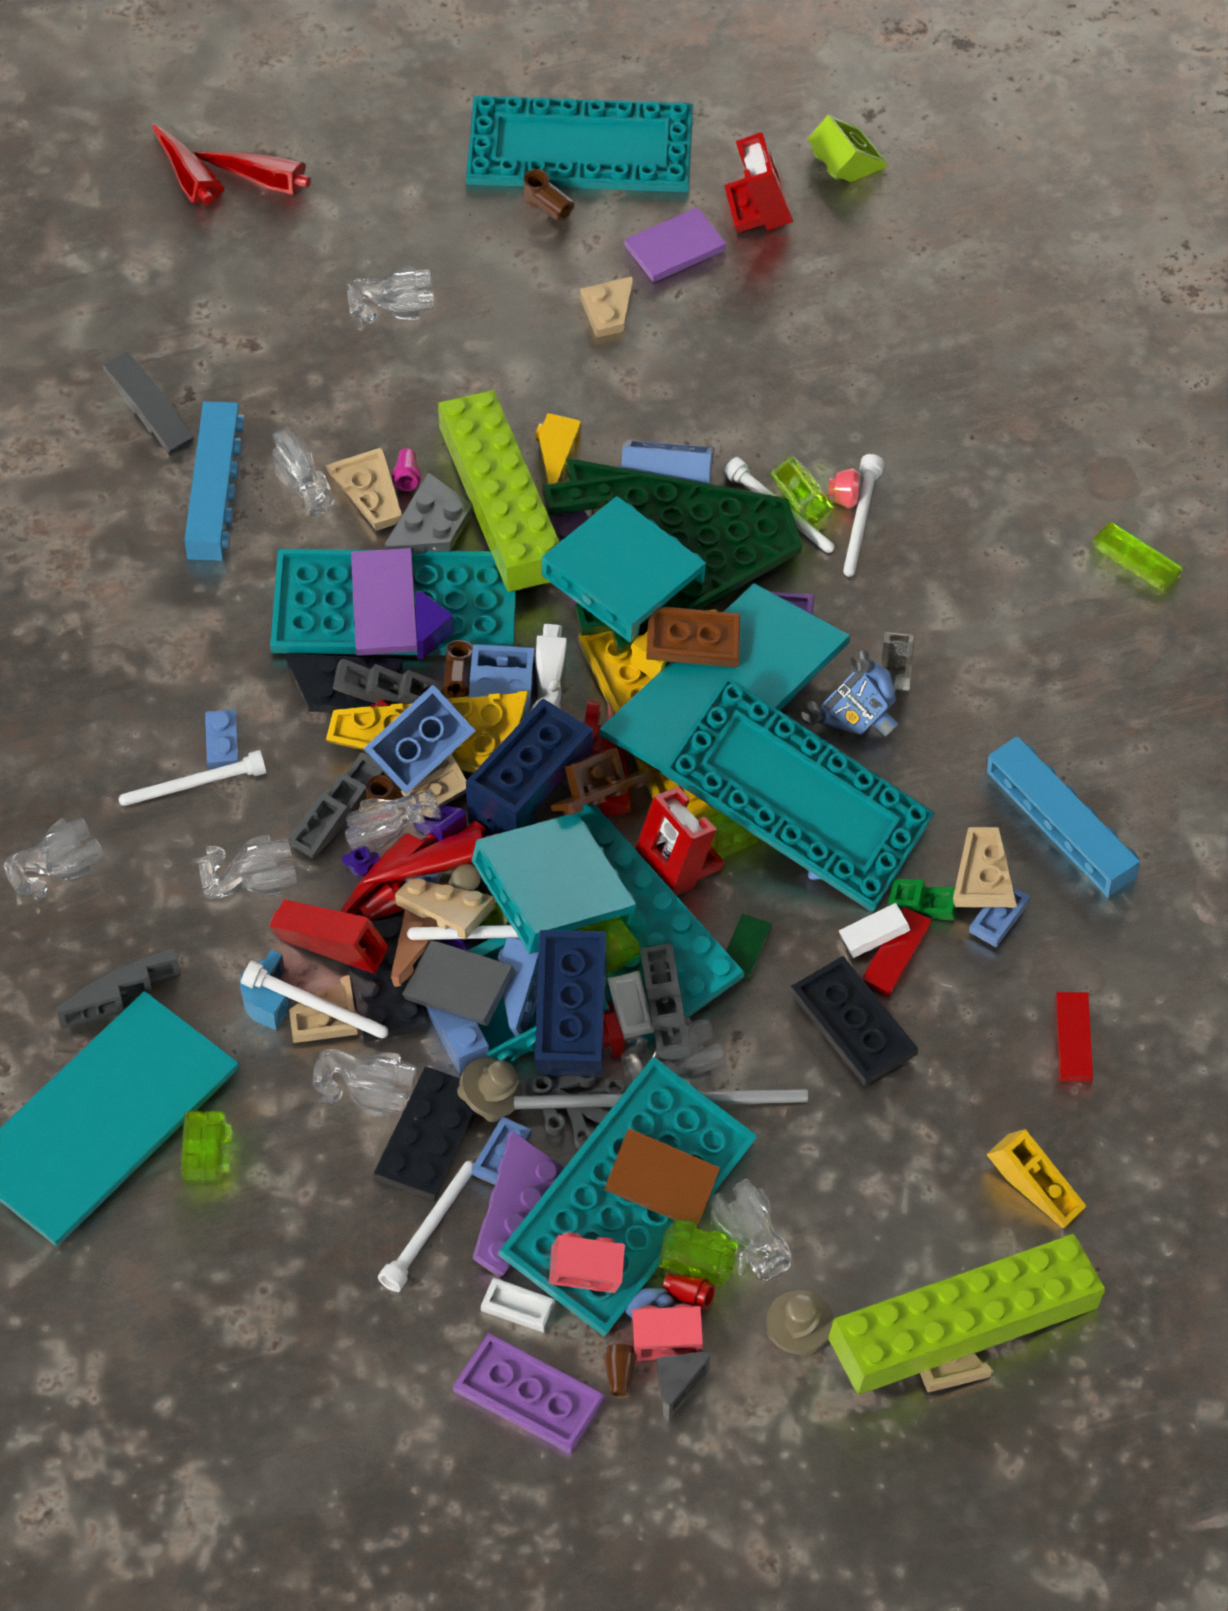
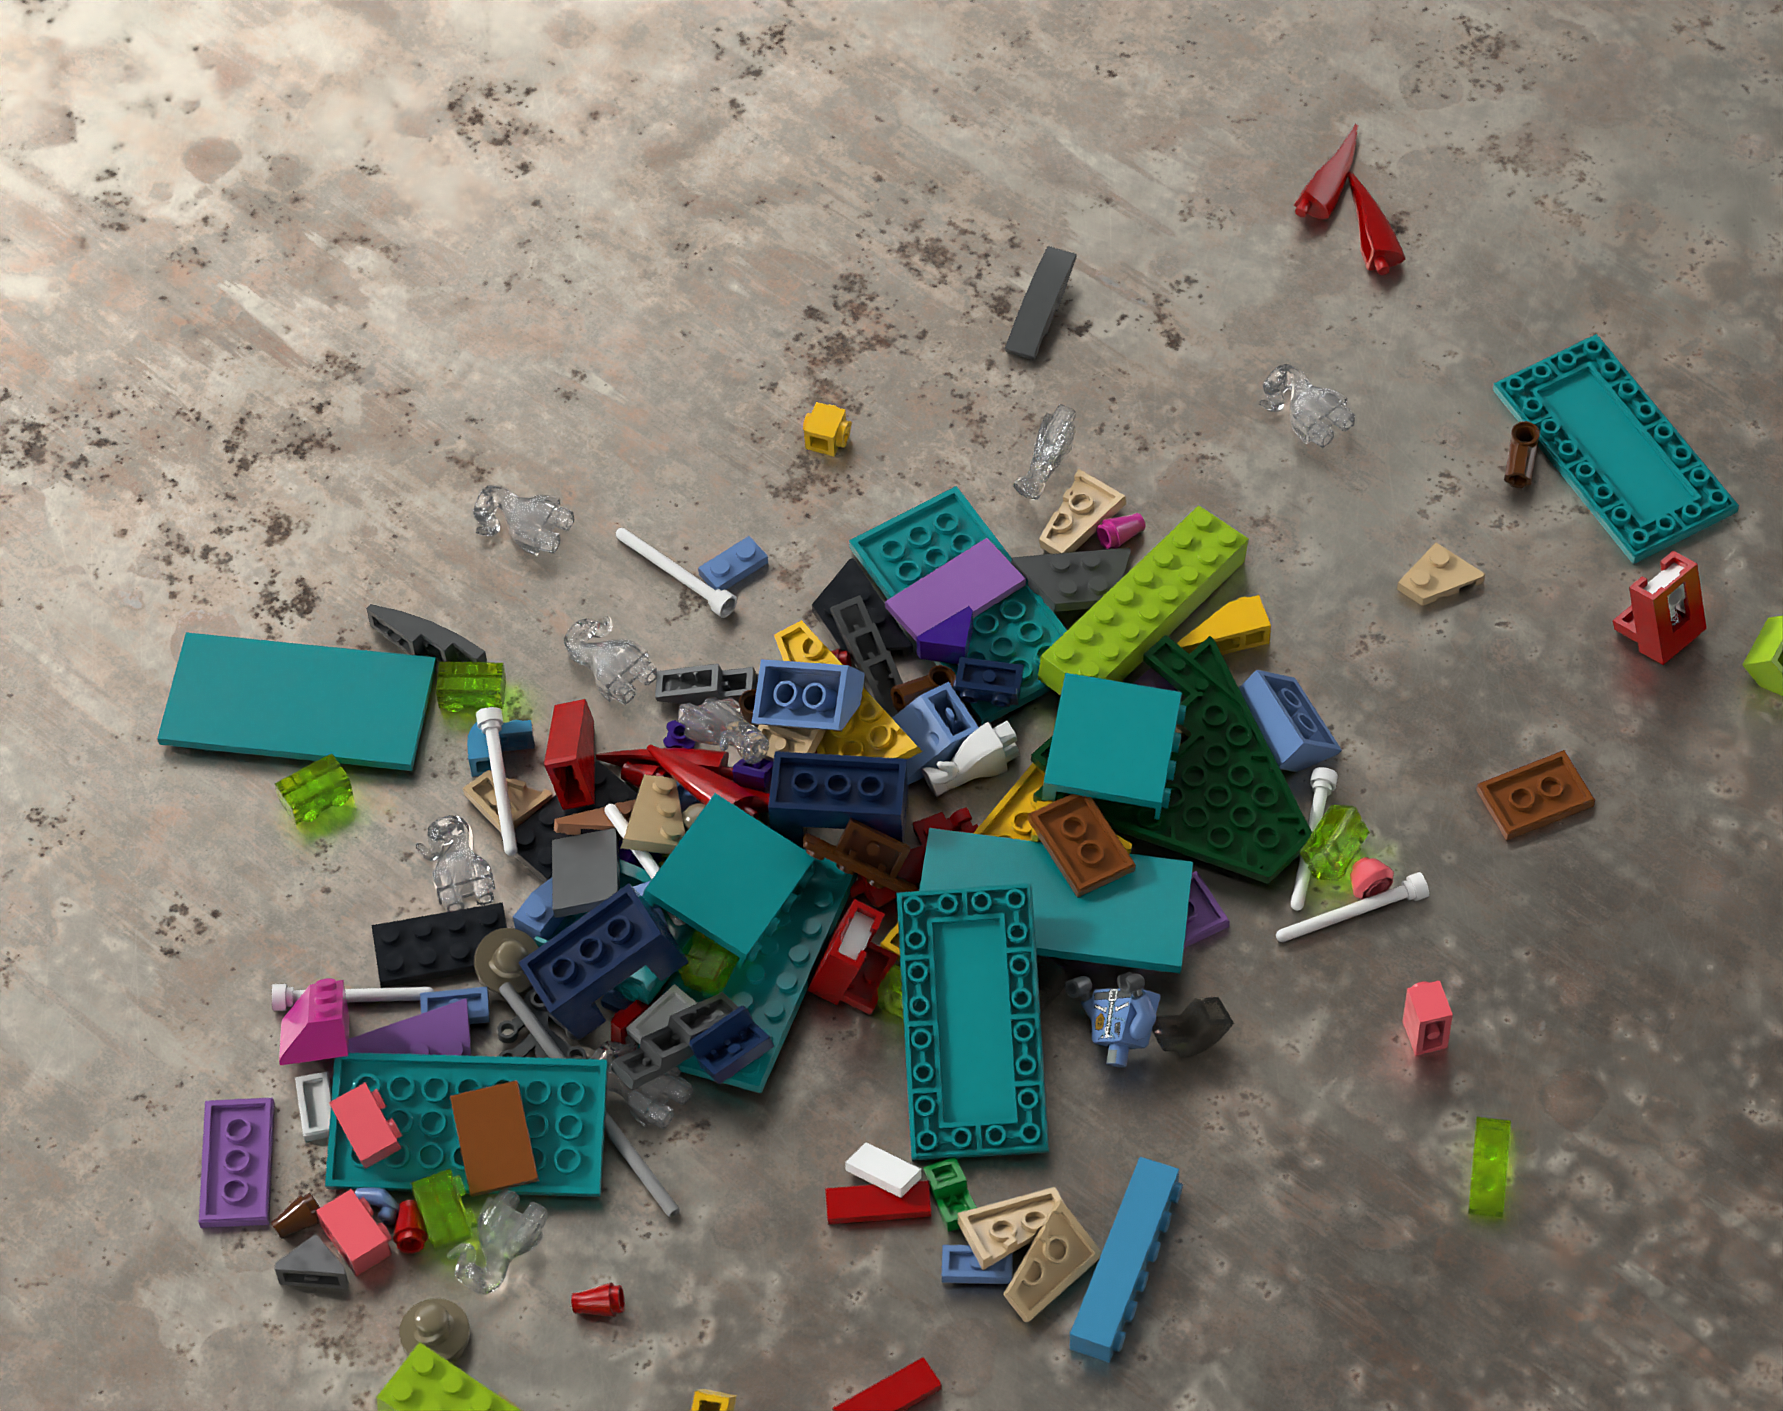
camera: 60 degrees right, 0 degrees up
(146, 605) = (826, 429): none -> yellow brick
(193, 980) = (470, 685): none -> clear neon green brick
(213, 481) = (994, 397): dark azure brick -> none
(457, 1254) = (316, 1024): none -> dark pink slope
(490, 620) = (988, 682): none -> dark blue bracket
(675, 244) = (1555, 587): medium lavender tile -> none
(703, 965) = (730, 1045): none -> dark blue bracket
(748, 943) = (800, 1079): dark green tile -> none
(844, 356) = (1535, 795): none -> dark orange tile
(854, 1020) = (776, 1206): black plate -> none
(855, 1186) = (600, 1300): none -> red cone
(996, 516) = (1427, 1017): none -> coral brick
(1036, 862) = (1052, 1263): none -> tan wing

